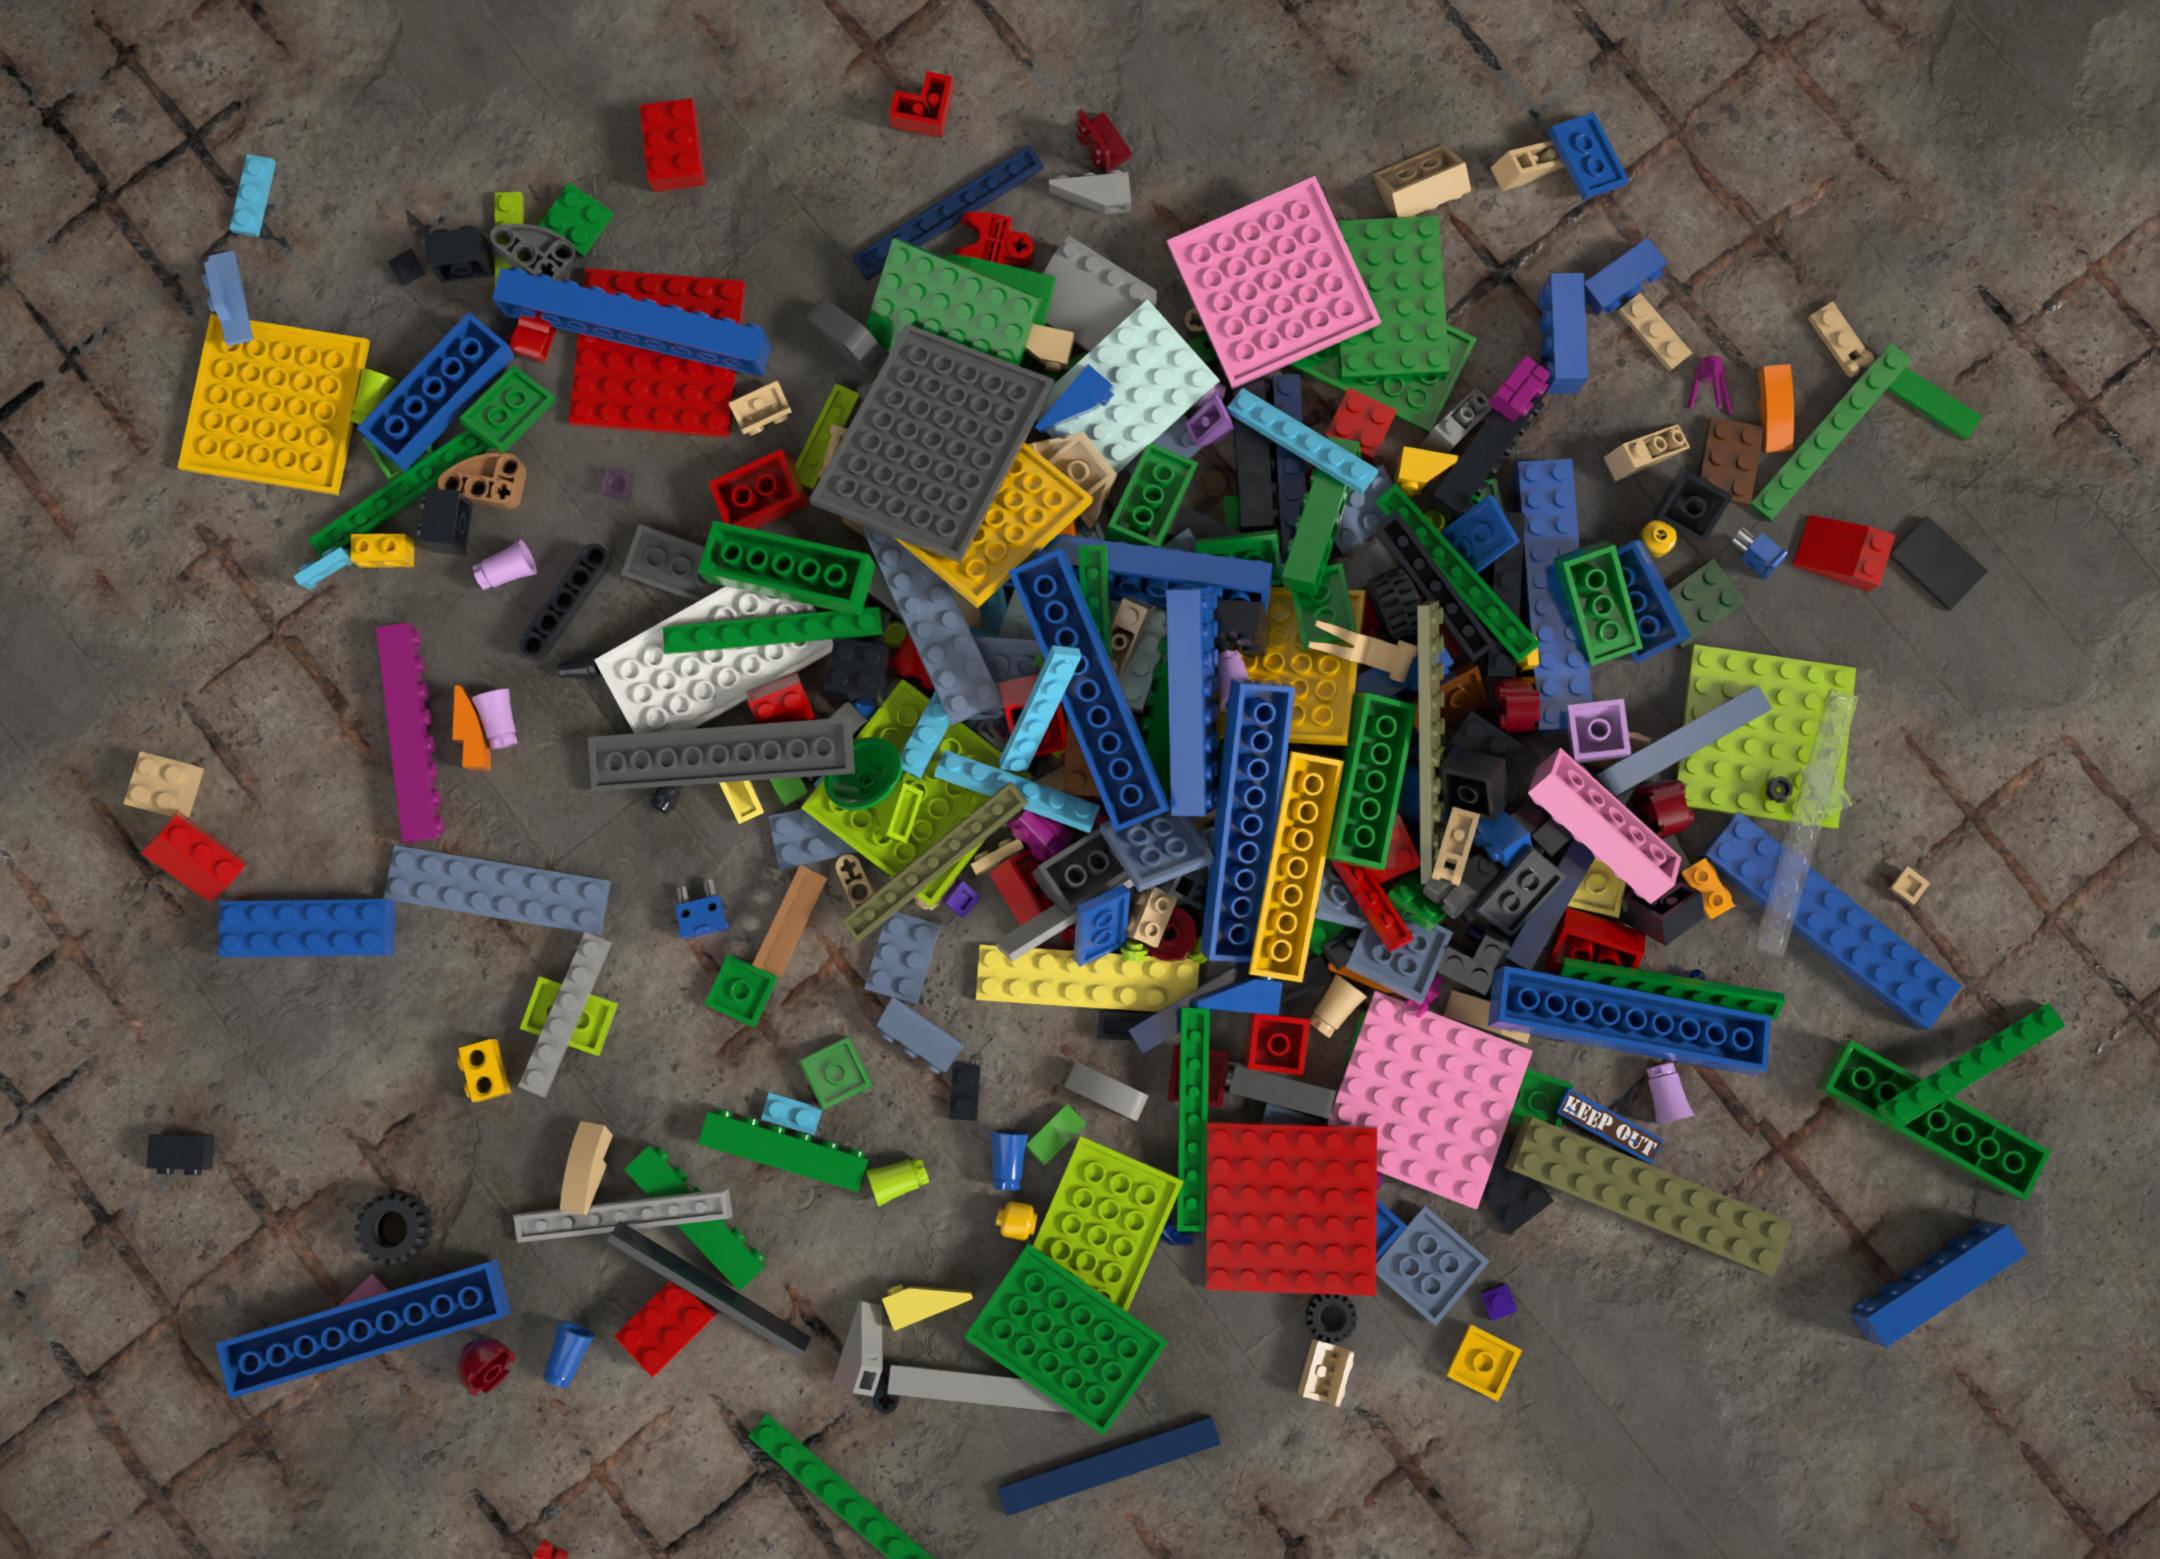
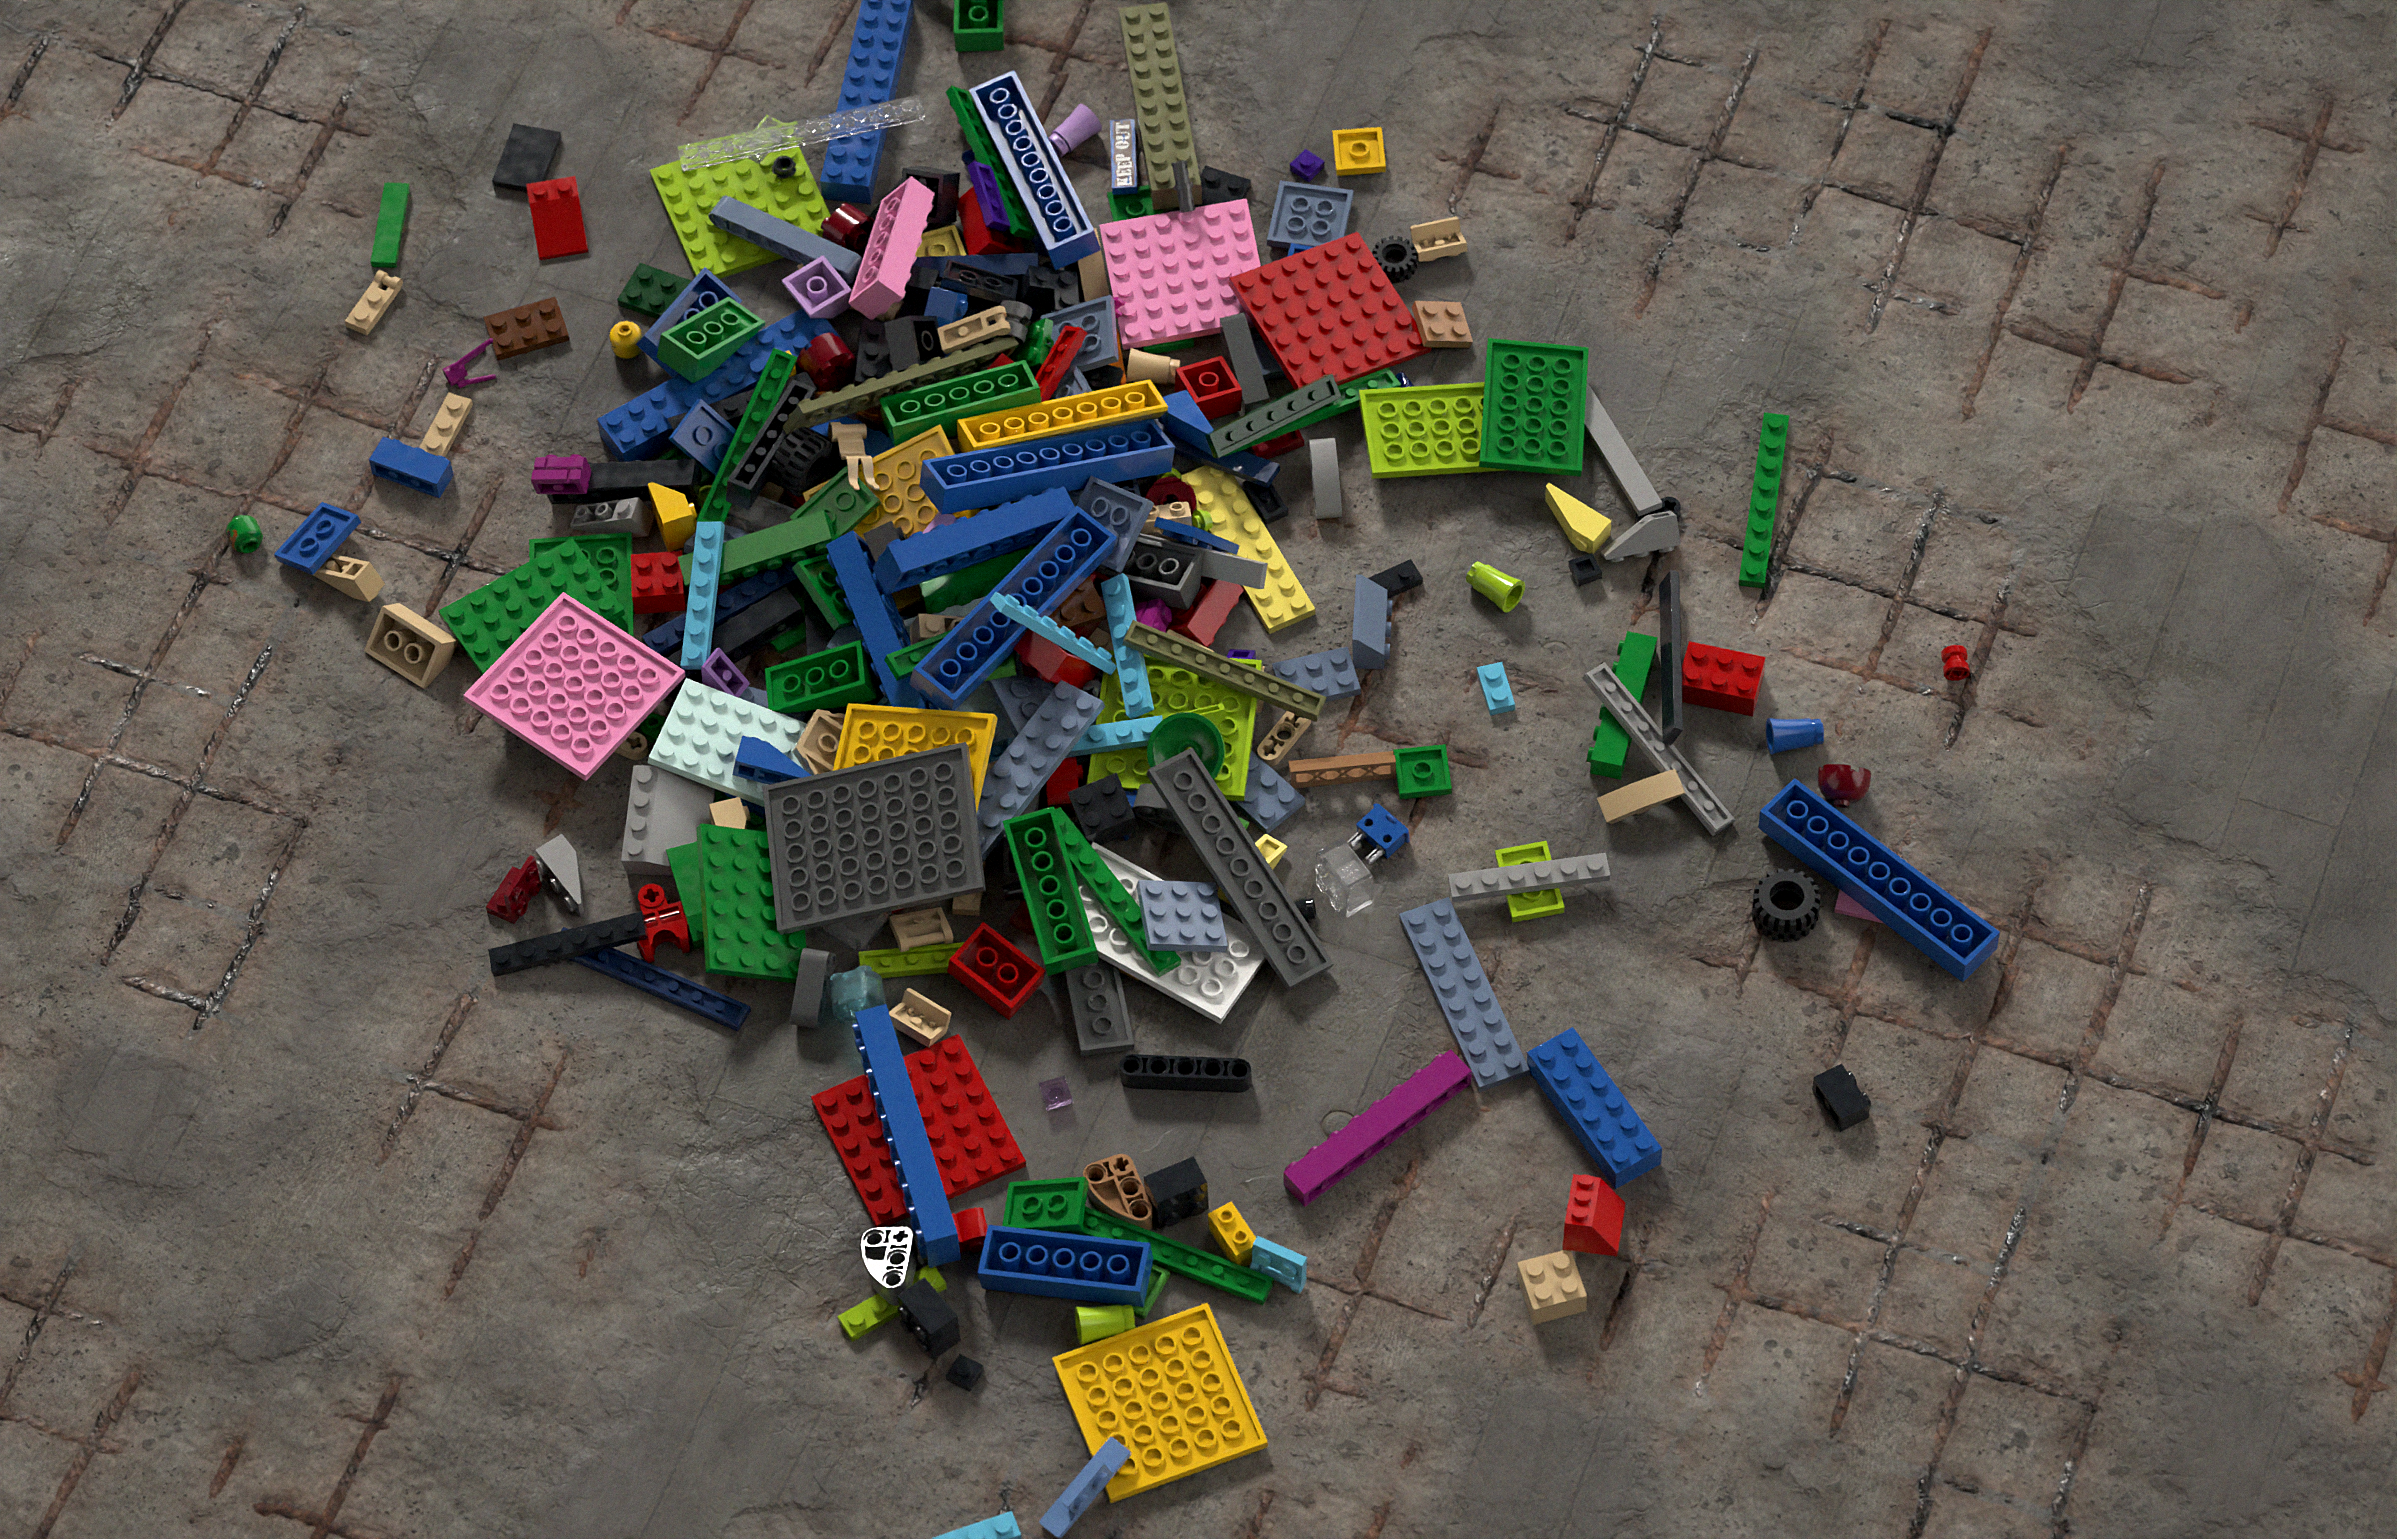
camera: 120 degrees left, 25 degrees down
(470, 732) = (1344, 1082): orange slope -> none
(491, 1068) = (1612, 912): yellow brick -> none
(496, 718) = (1318, 1068): lavender plant -> none
(505, 566) = (1184, 1134): lavender plant -> none
(577, 218) = (835, 1259): green plate -> none
(580, 667) = (1233, 1032): black cone -> none
(663, 847) = (1344, 878): none -> clear brick
(672, 145) = (720, 1215): red brick -> none
(706, 677) = (1181, 916): none -> sand blue plate
(781, 701) = (1168, 854): red brick -> none
(784, 1151) = (1528, 673): green brick -> none
(808, 364) = (855, 992): none -> clear light blue brick
(835, 1073) = (1442, 673): green tile -> none
(865, 1276) = (1585, 569): none -> black plate
(927, 112) = (567, 1030): red brick -> none
(1007, 1158) = (1423, 521): blue plant -> none
(1017, 156) = (568, 944): none -> black plate
(1017, 1220) = (1468, 490): yellow head -> none
(1055, 1134) = (1386, 501): bright green slope -> none
(1109, 1466) = (1610, 344): dark blue tile -> none
(1191, 1075) = (1272, 415): none -> plate
(1224, 1314) = (1442, 324): none -> medium nougat plate
(1515, 1148) = (1183, 186): none -> dark grey pin
(1563, 332) = (487, 476): blue brick -> none
(1619, 957) = (989, 196): none -> dark purple plate
(1633, 98) = (244, 534): none -> green head
(1645, 452) = (557, 383): tan slope -> none
(1692, 505) = (583, 325): black brick -> none
(1704, 878) = (891, 176): light orange bracket -> none
(1760, 552) = (596, 265): blue piece -> none
(1776, 407) = (460, 315): orange slope -> none
(1830, 432) = (460, 271): green plate -> none
(1909, 885) = (804, 61): tan plate -> none

